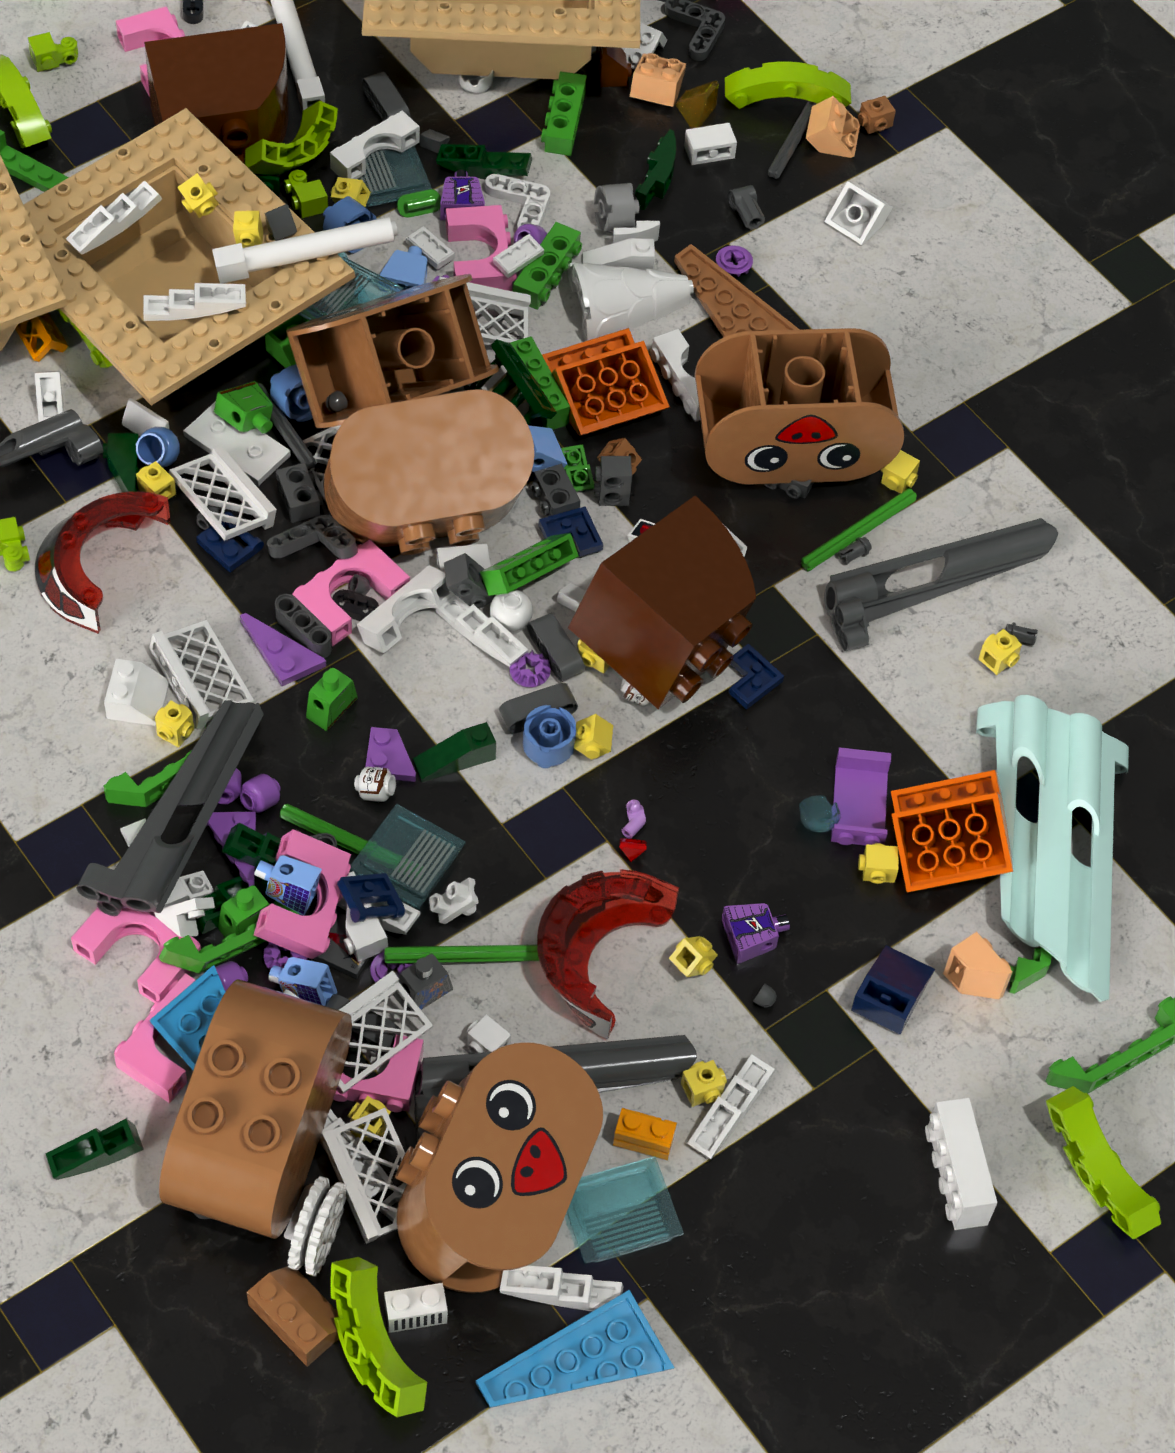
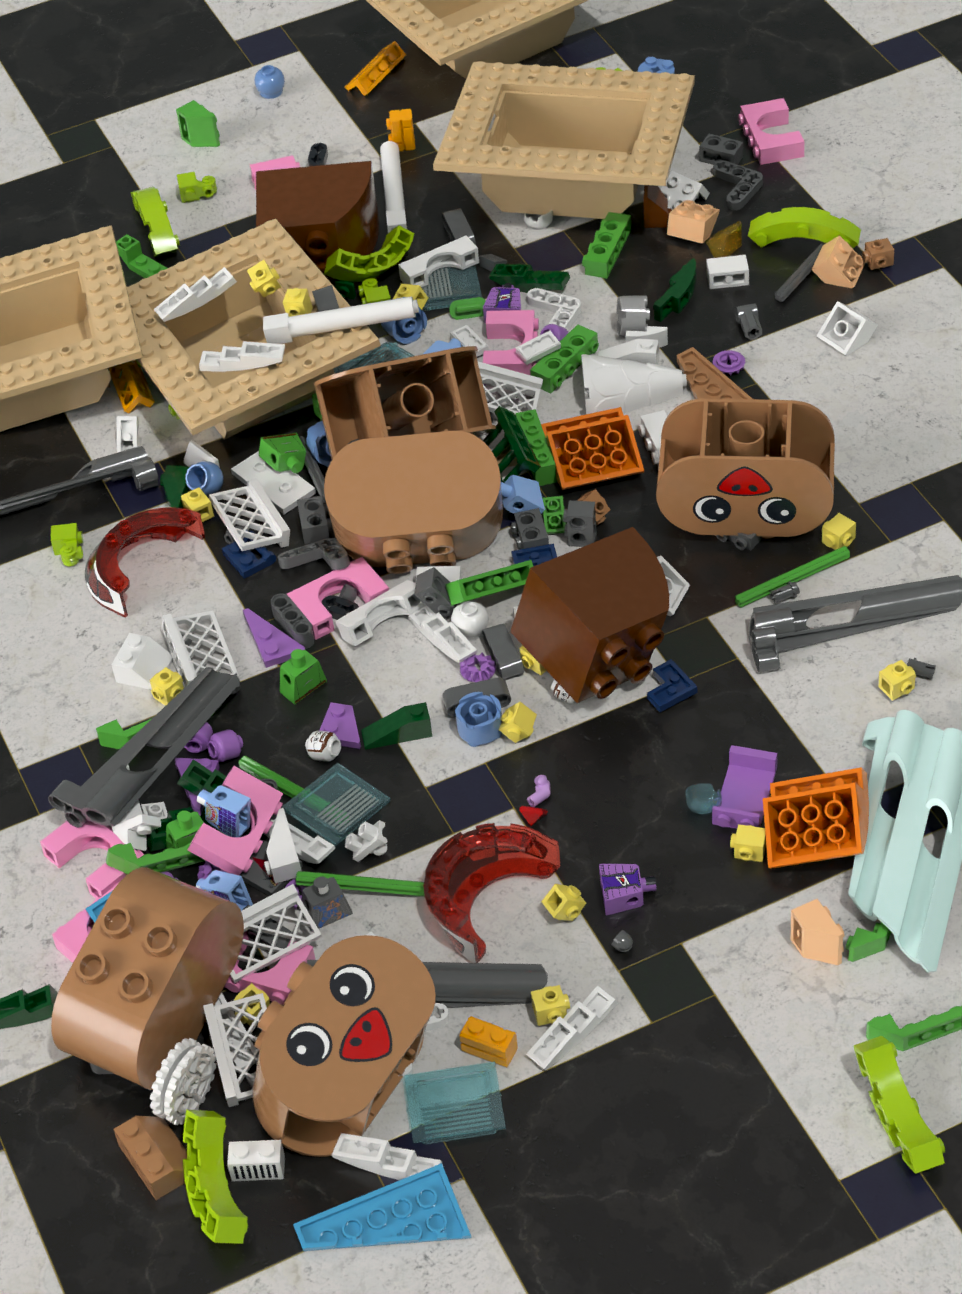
camera: 20 degrees right, 10 degrees down
(370, 889) = (291, 822): dark blue plate -> none
(892, 989) = (737, 945): dark blue slope -> none
(961, 1164) = (765, 1093): white brick -> none

